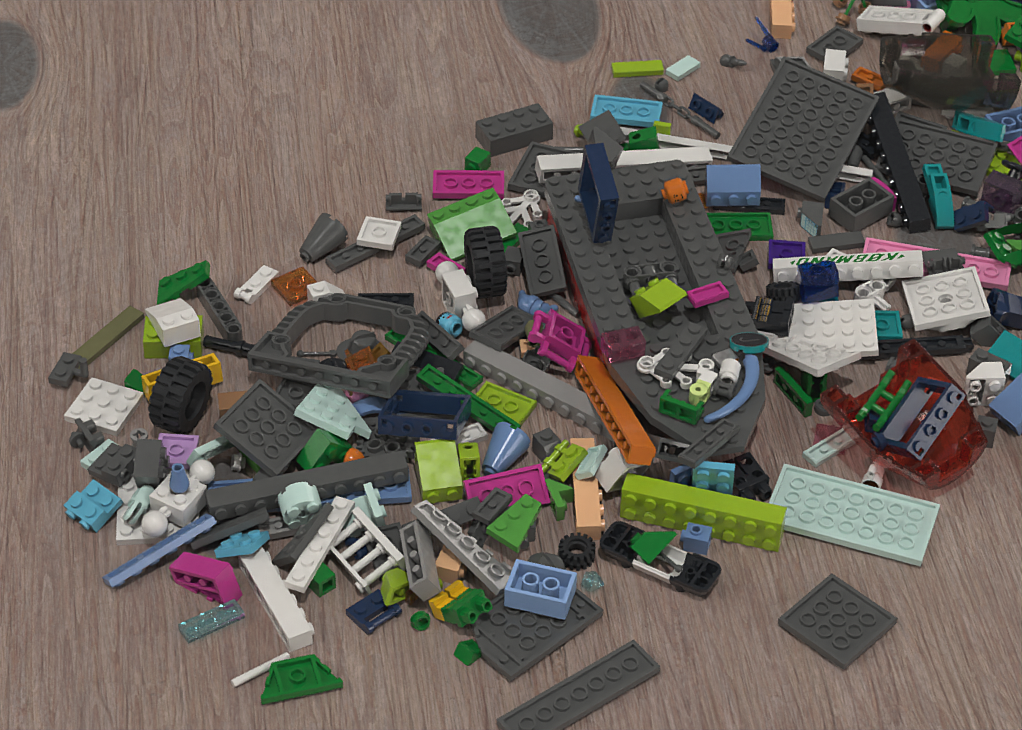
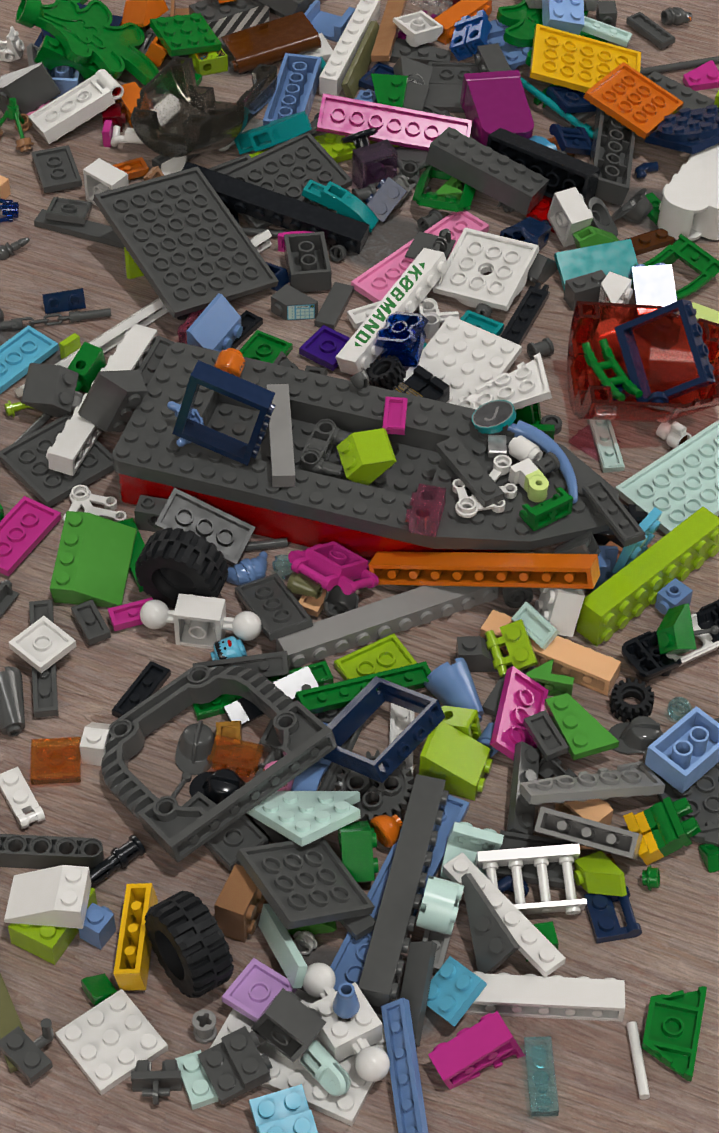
camera: 60 degrees left, 5 degrees up
(631, 245) = (281, 438): none -> light grey slope

